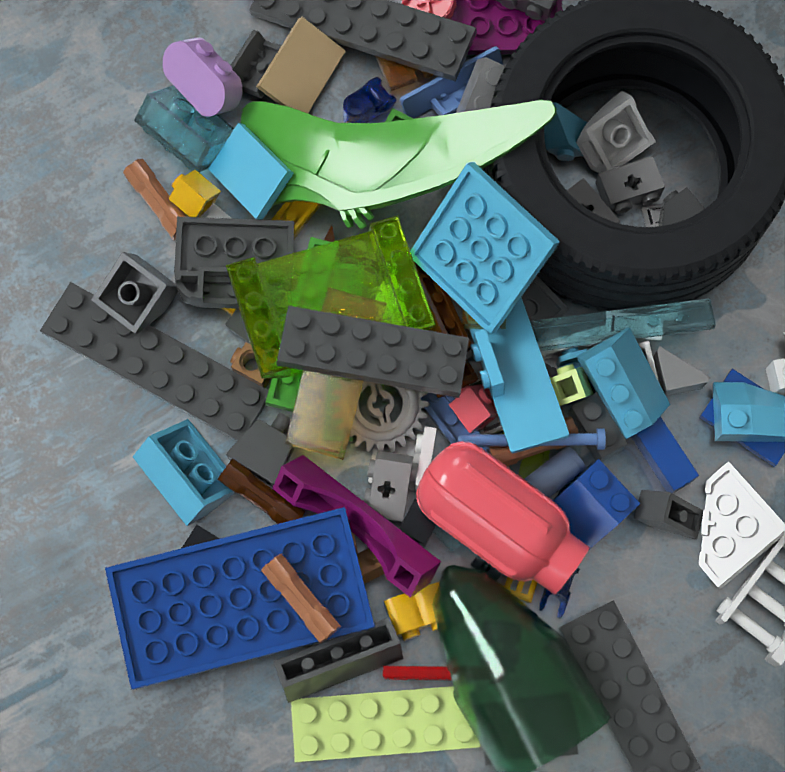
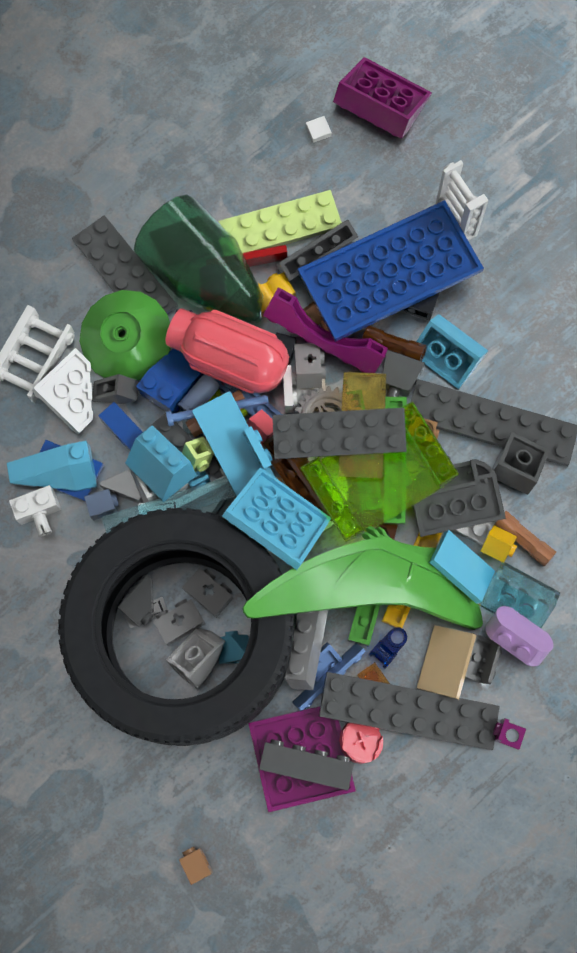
camera: 170 degrees right, 0 degrees up
(105, 651) = (463, 204): none -> white fence
(311, 611) = (336, 262): nougat axle -> none
(626, 614) = (144, 338): none -> bright green dish
(711, 356) = (101, 504): none -> sand blue brick

